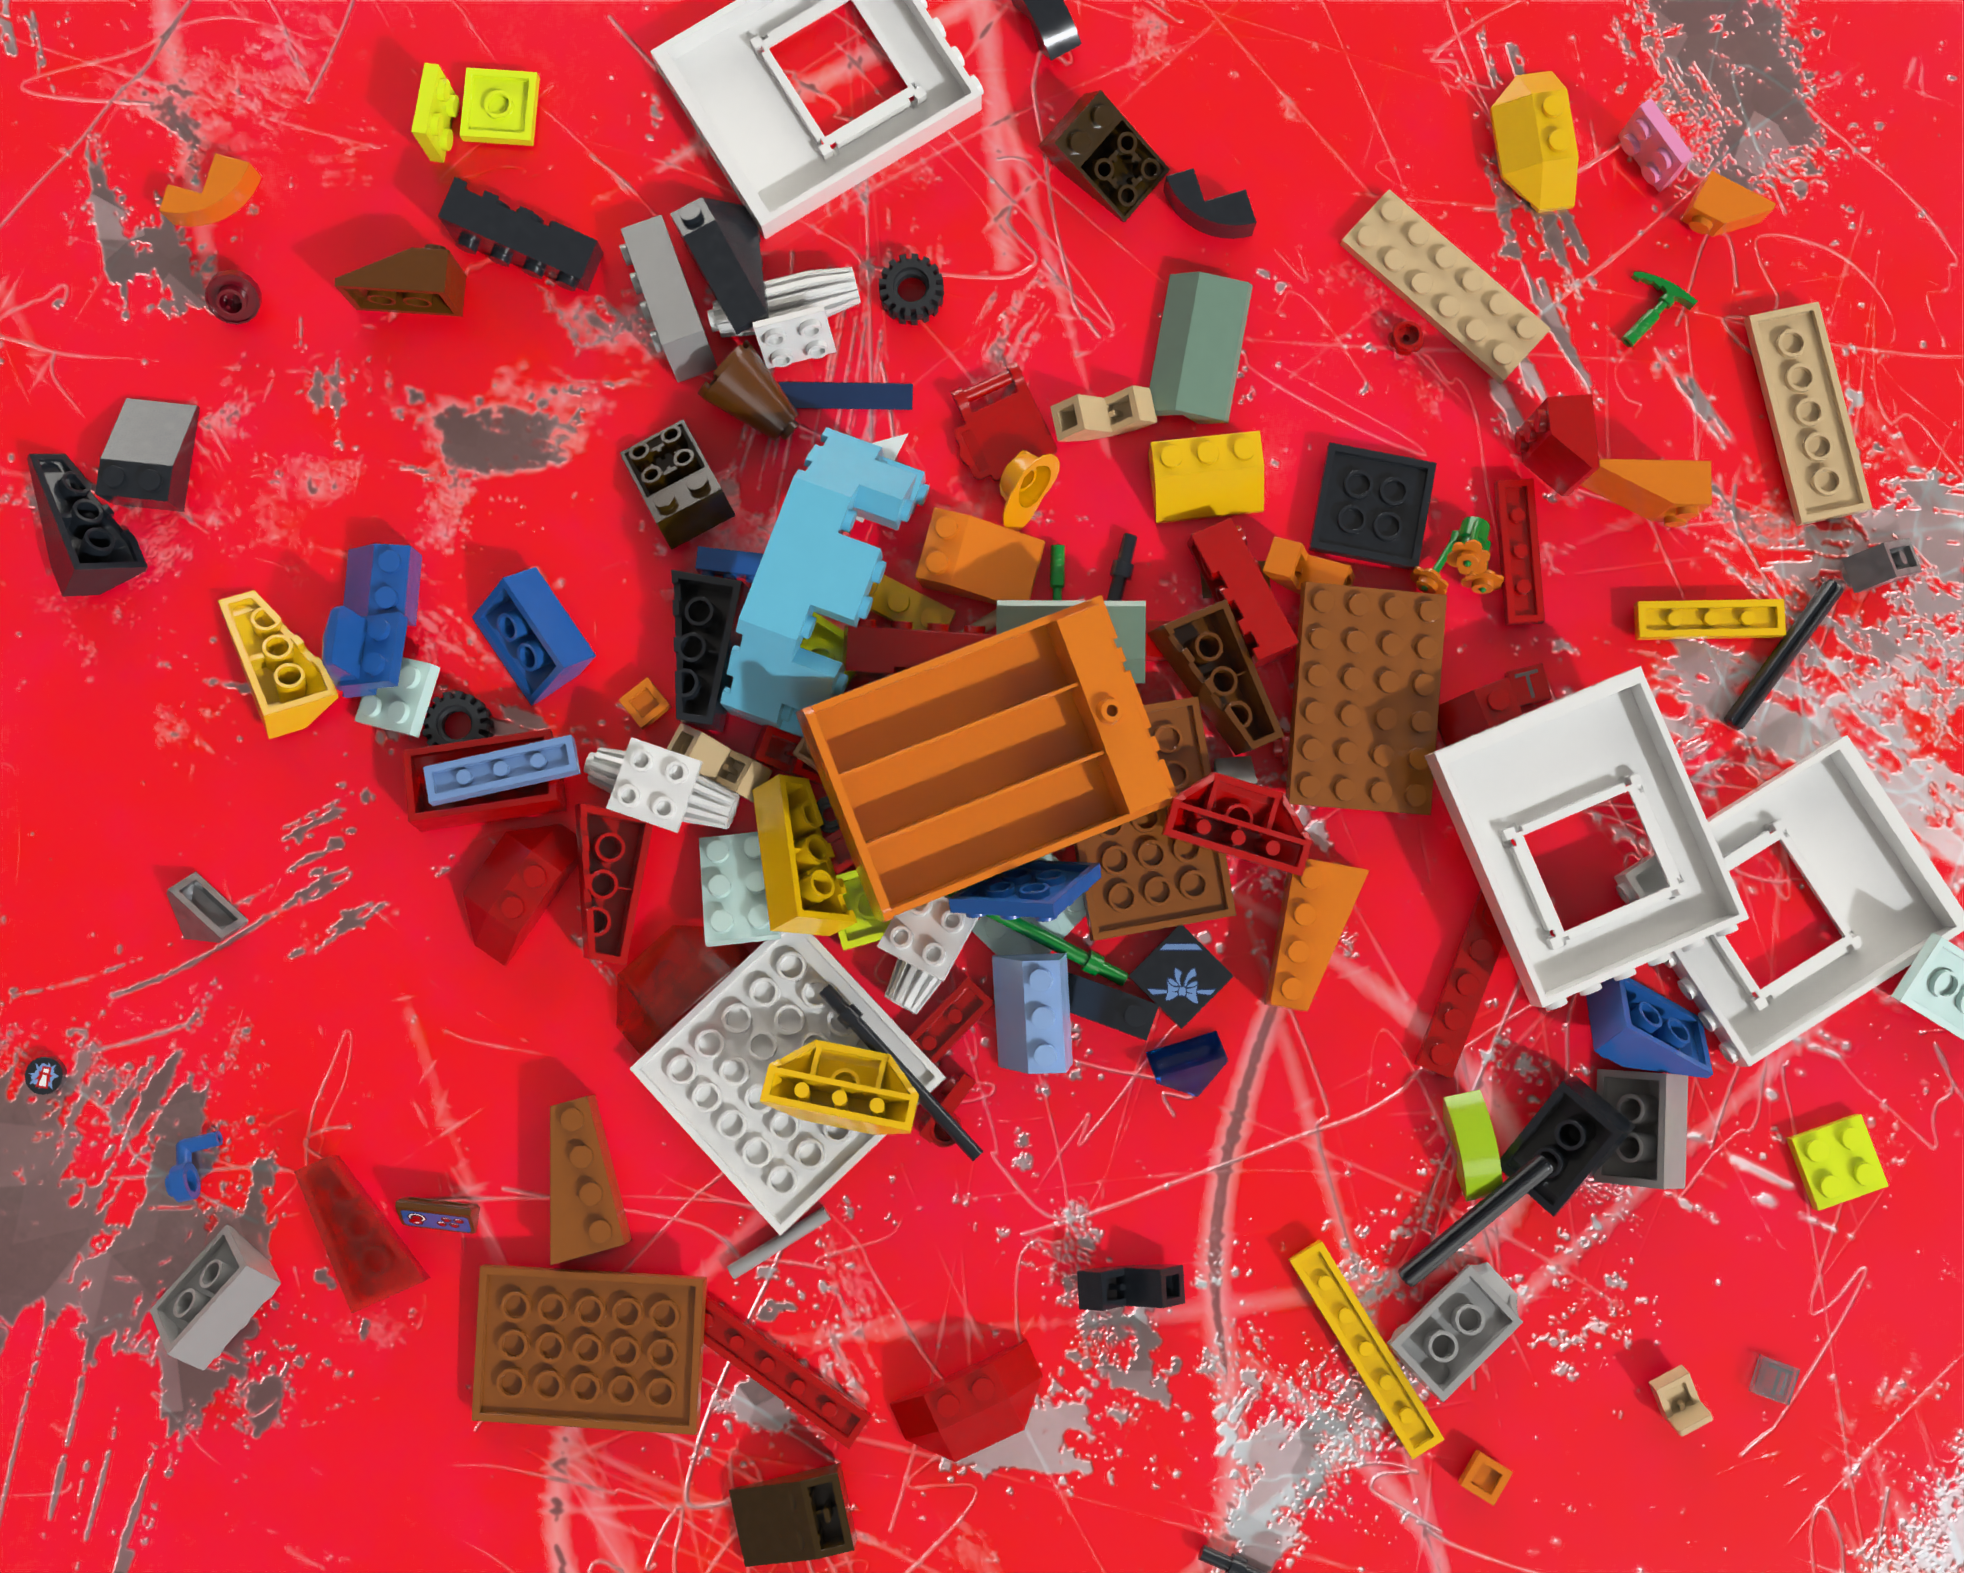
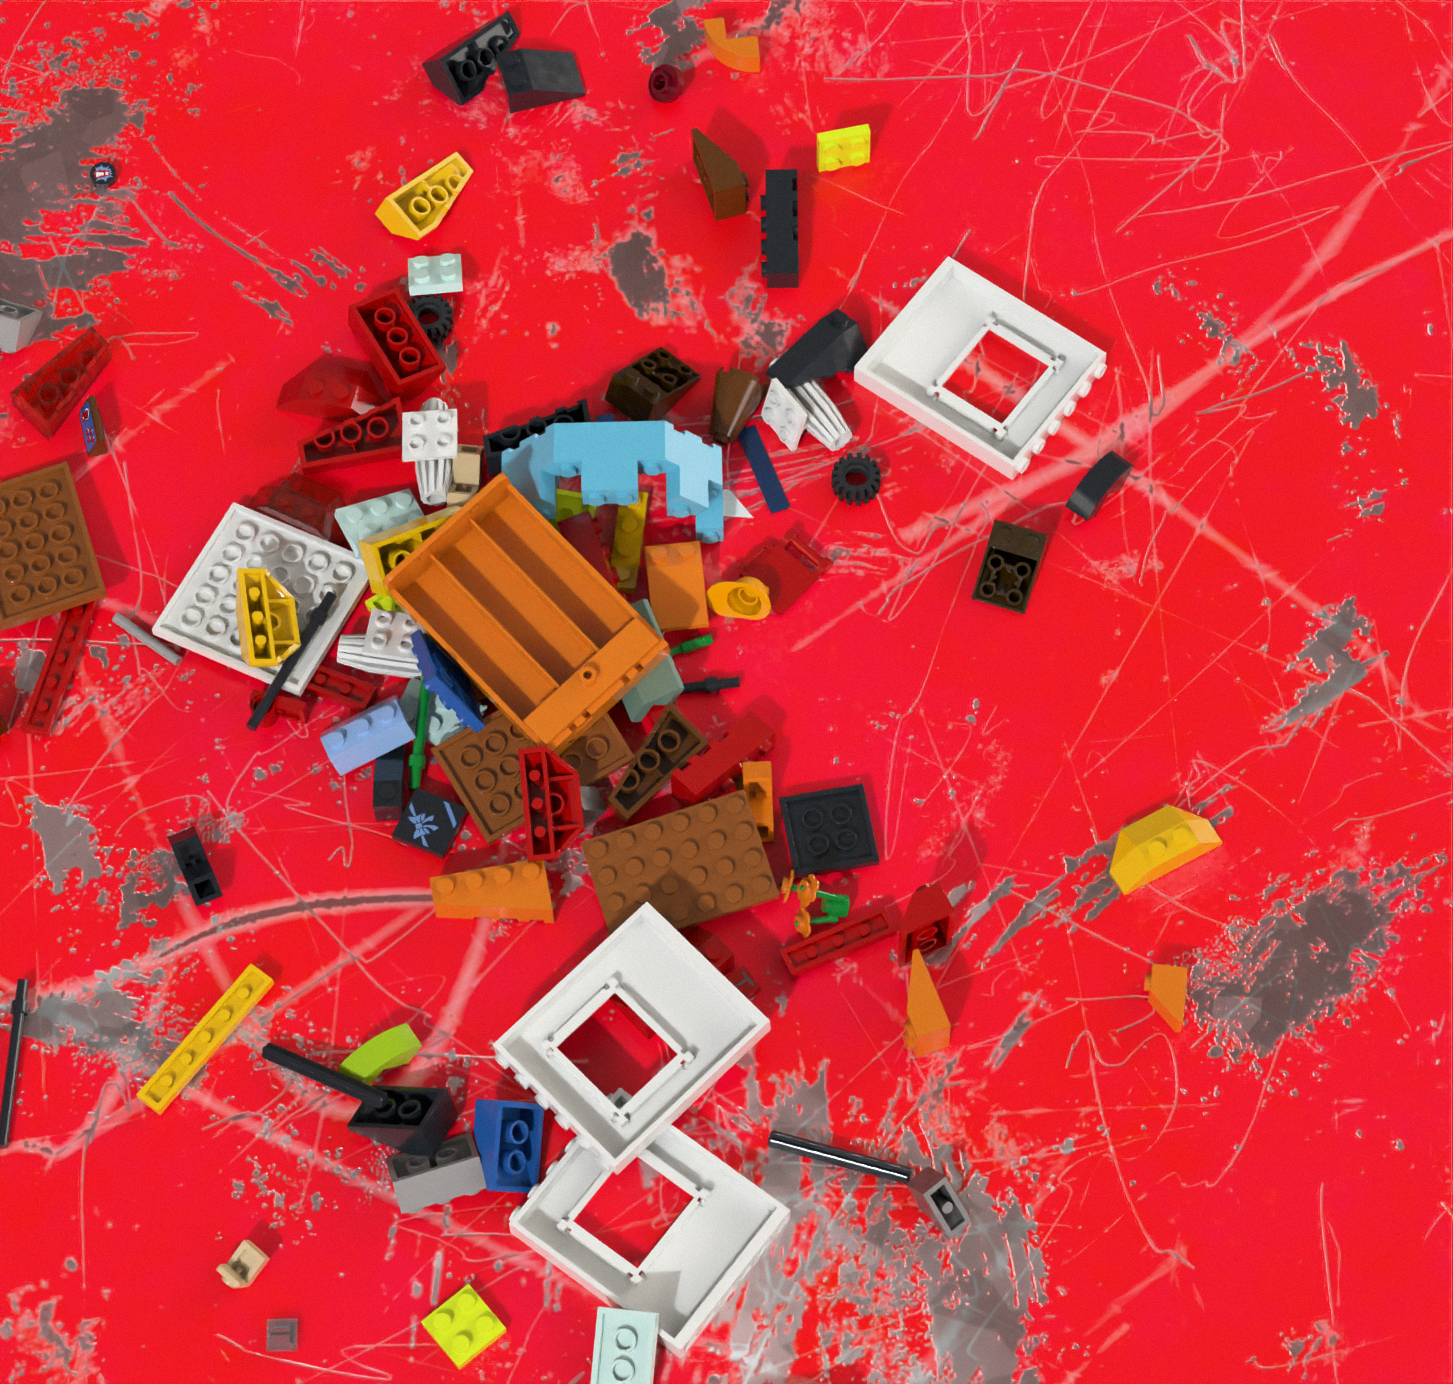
camera: 70 degrees right, 20 degrees down
(183, 1178) = (63, 274): blue plate -> none
(203, 910) = (246, 220): slope -> none
(363, 650) = (453, 236): blue piece -> none
(383, 580) = (507, 242): blue slope -> none
(499, 106) = (870, 187): neon yellow plate -> none
(501, 770) = (404, 344): medium blue plate -> none
(533, 634) = (510, 339): blue slope -> none
(583, 1186) = (145, 502): dark orange wedge -> none
(645, 703) = (489, 421): orange plate -> none
(667, 298) = (777, 330): light grey wedge -> none
(972, 1405) = (79, 797): red wedge -> none
(1098, 417) = (816, 630): tan brick -> none
(1189, 1063) = (367, 851): clear blue slope -> none
(1199, 346) = (896, 675): sand green slope -> none
(1207, 476) = (802, 713): yellow slope -> none
(1219, 217) = (1002, 656): black brick -> none
(1409, 329) = (967, 804): red plate -> none
(1445, 286) = (1019, 826): tan plate -> none
(1457, 1329) = (243, 1092): light grey slope -> none
(1461, 992) = (487, 1018): red plate -> none
(1485, 1477) = (140, 1151): orange plate -> none
(1650, 317) = (1063, 976): green piece -> none
(1654, 145) = (1183, 925): bright pink plate -> none
(1709, 619) = (843, 1092): yellow plate -> none
(1807, 414) = (1034, 1109): tan plate -> none

